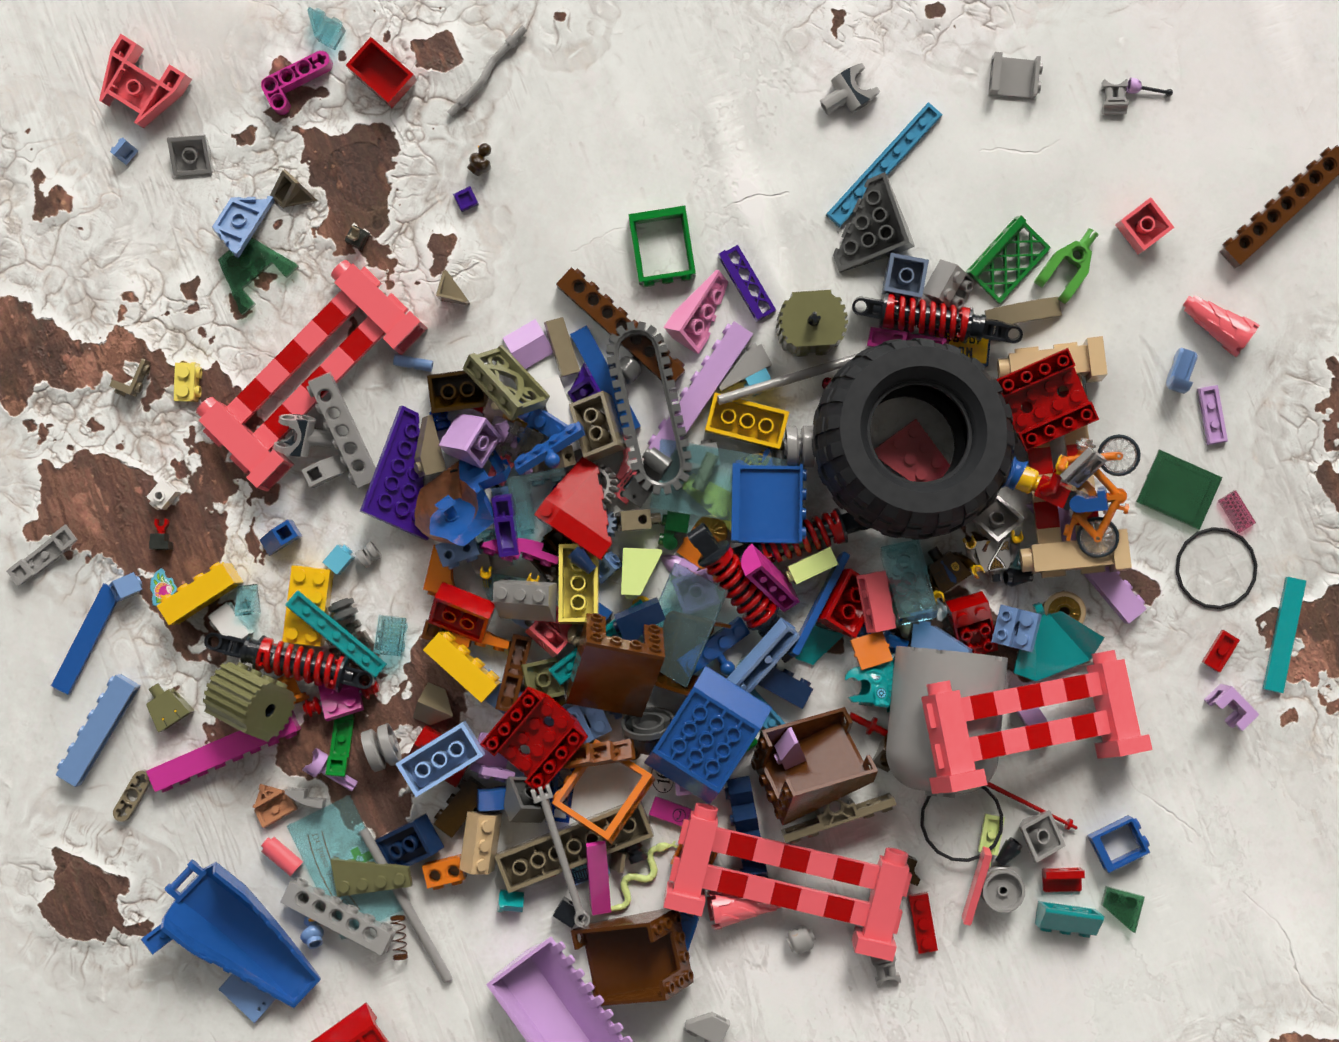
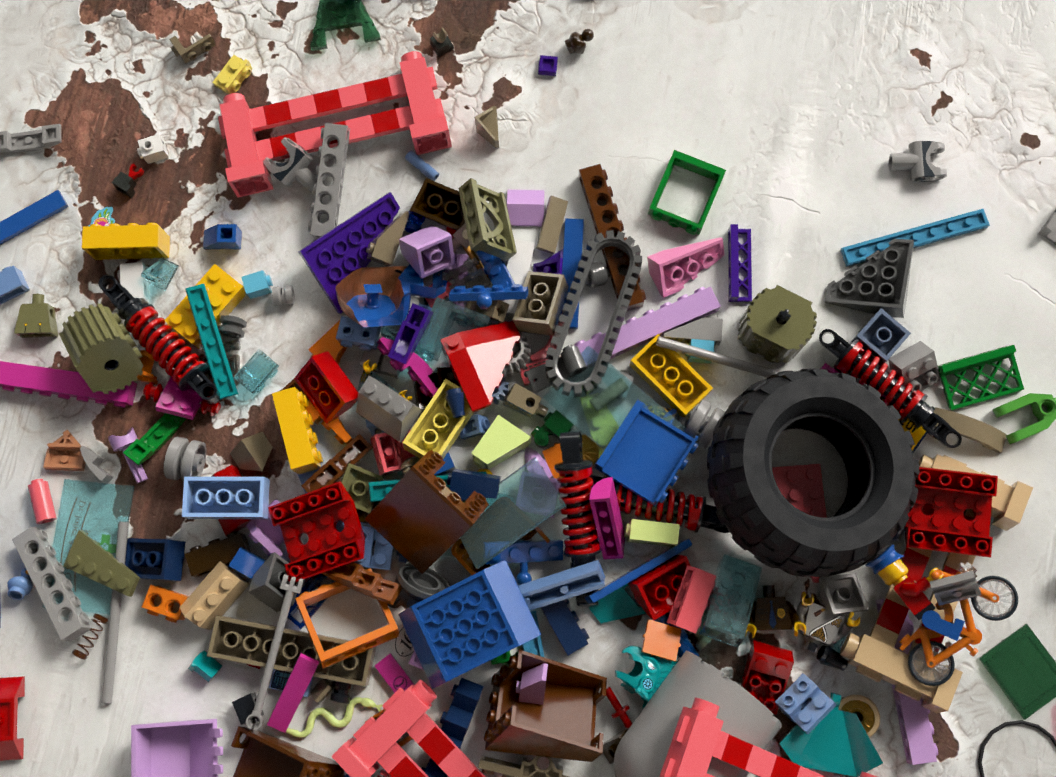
camera: 30 degrees right, 10 degrees down
(126, 586) = (72, 202): medium blue brick -> none
(324, 471) = (291, 206): light grey slope -> none
(935, 638) = (722, 660): medium blue slope -> none

